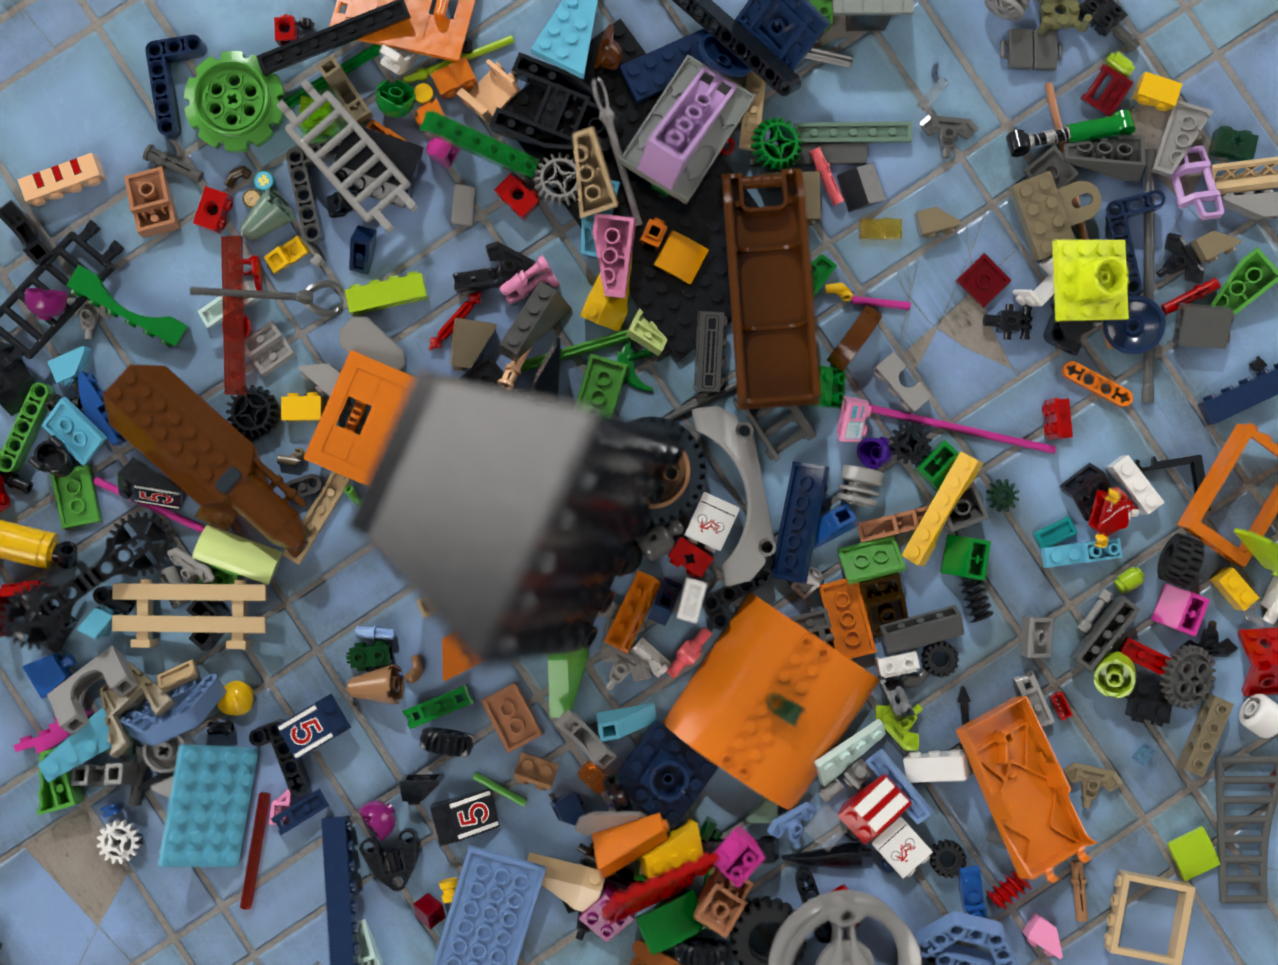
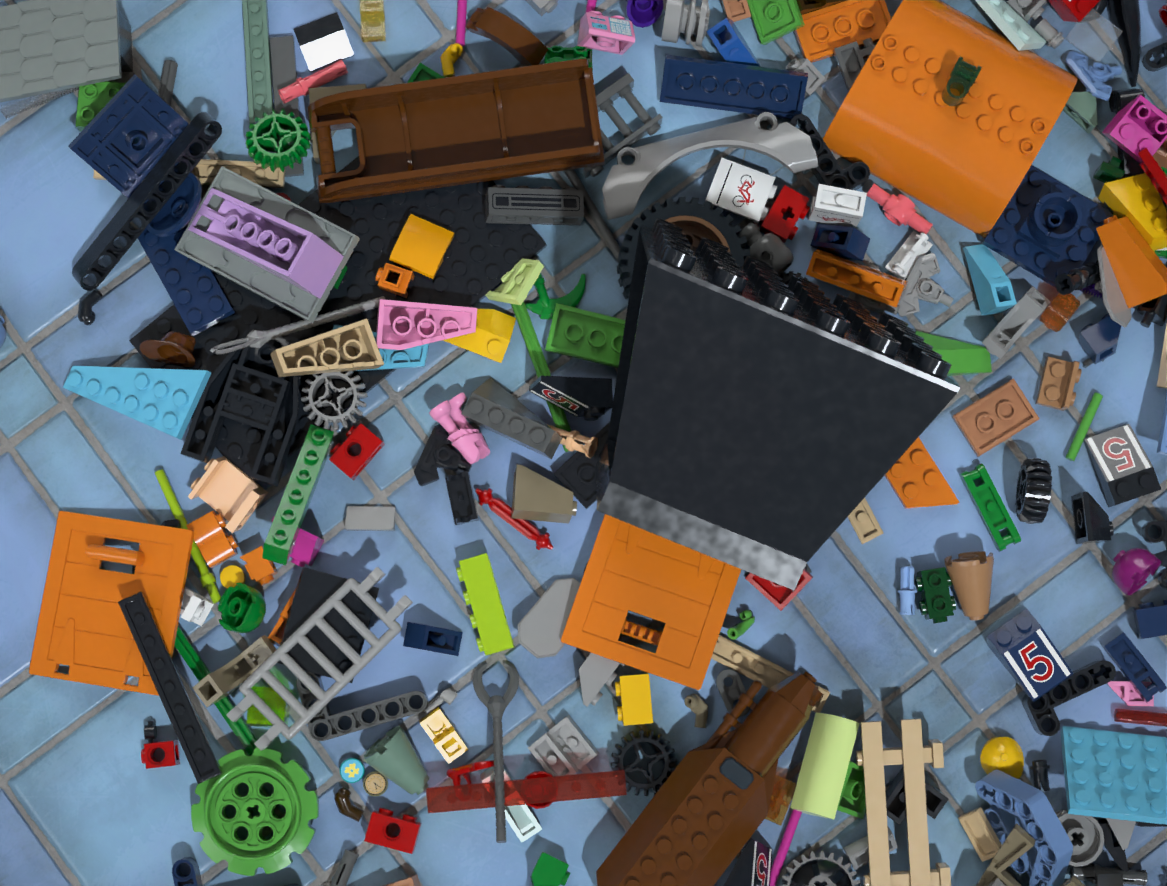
camera: 95 degrees left, 5 degrees down
(190, 567) = (845, 824): light grey piece -> none
(338, 205) = (378, 670): black piece -> none
(416, 671) = (954, 539): medium nougat arm -> none

